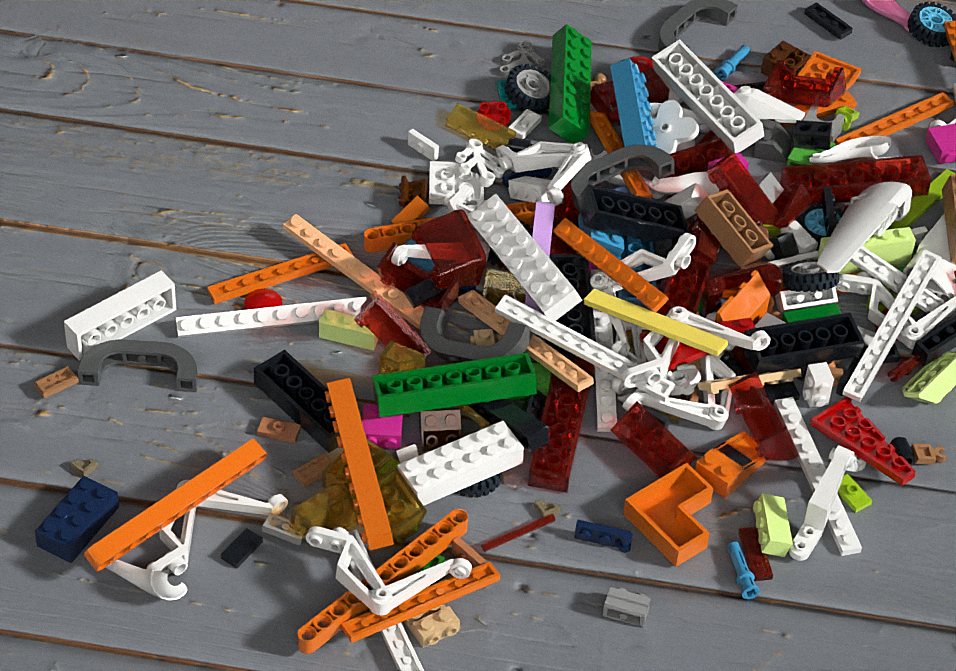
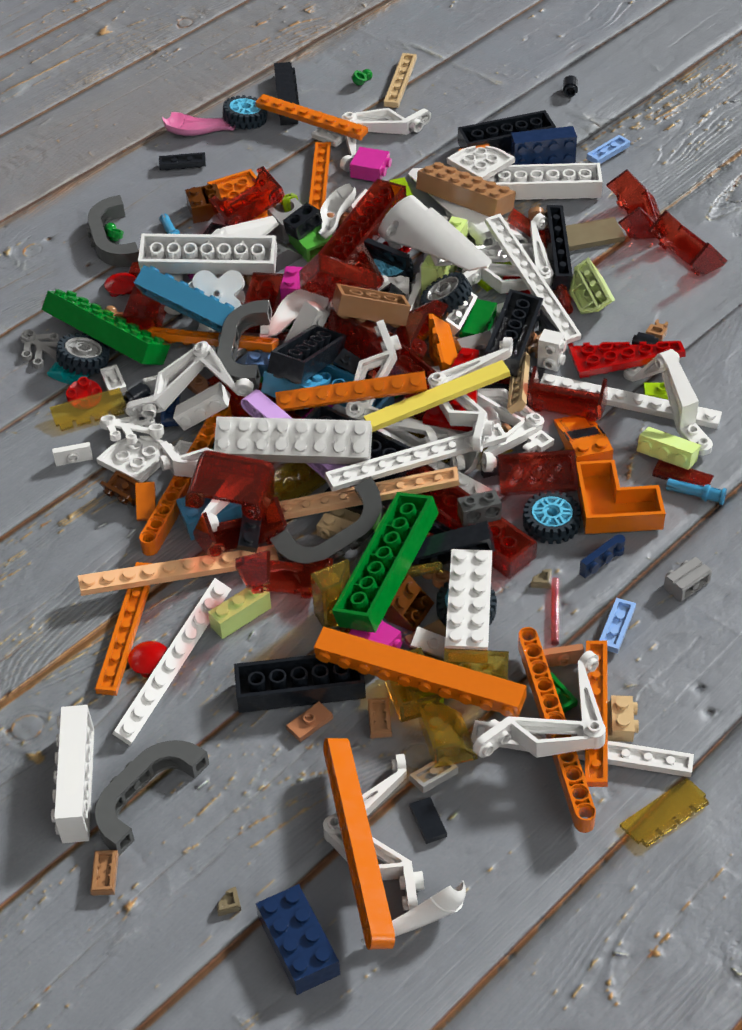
camera: 50 degrees left, 0 degrees up
(534, 580) = (617, 624): none -> light blue plate
(565, 418) = (479, 508): none -> dark grey brick
(617, 479) = (551, 517): none -> wheel
(695, 28) = (112, 231): none -> green plate
(701, 432) = (539, 441): none -> white plate

